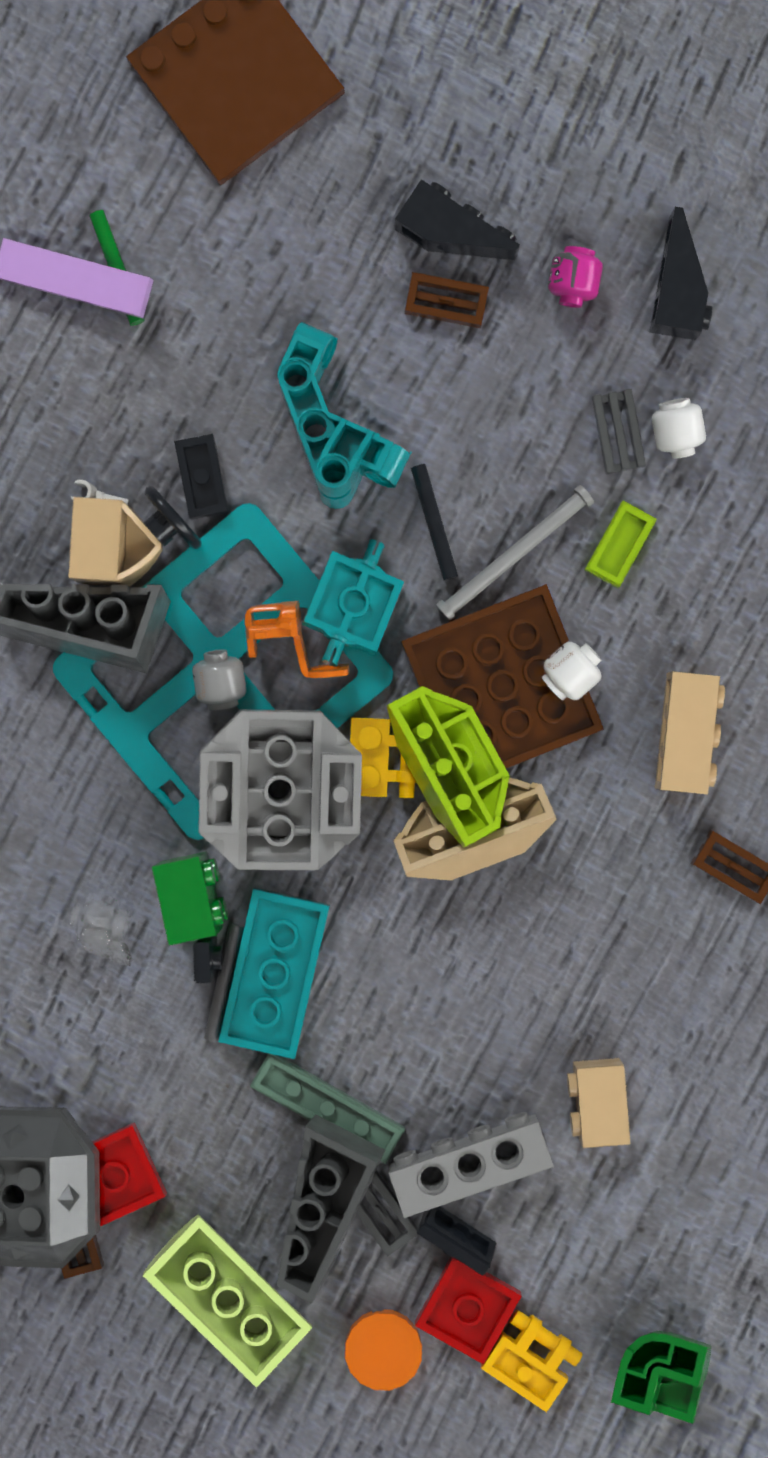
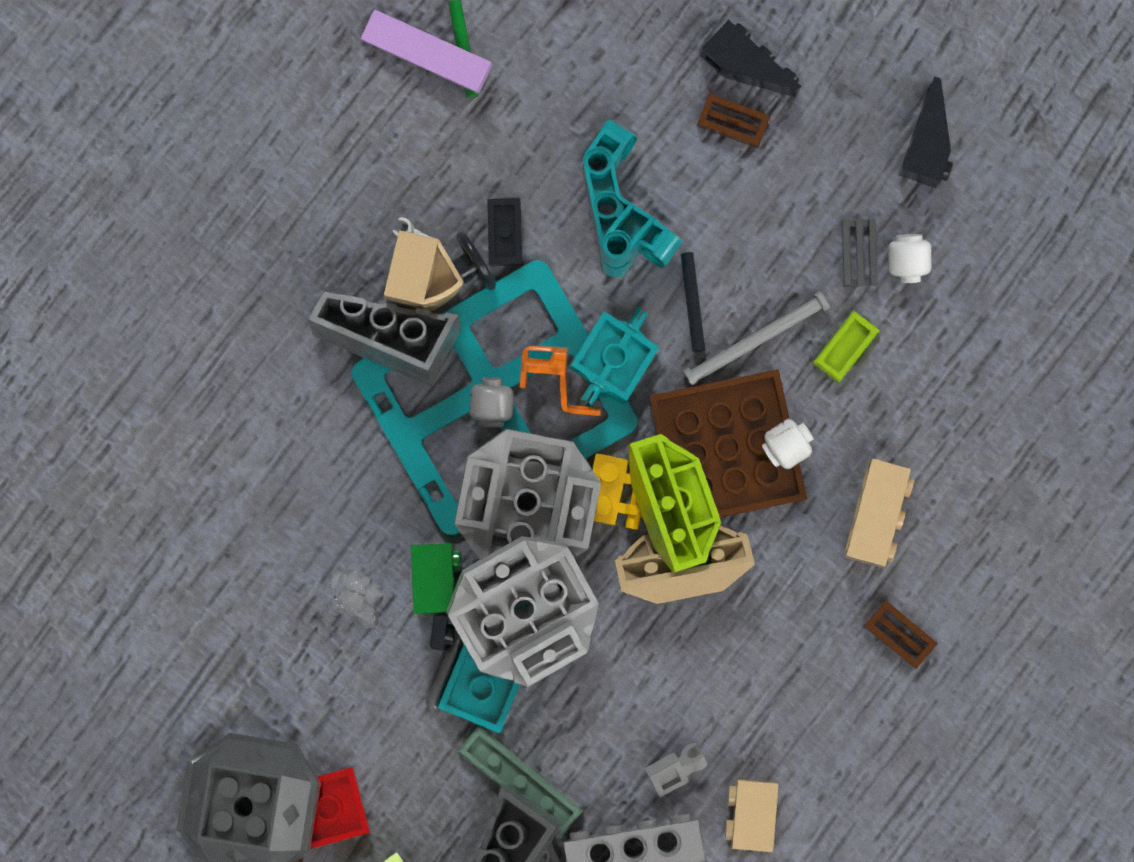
camera: 10 degrees right, 5 degrees down
(304, 955) = (531, 641): none -> light grey piece
(500, 1068) = (673, 771): none -> light grey plate
(575, 276) = (843, 119): dark pink head -> none

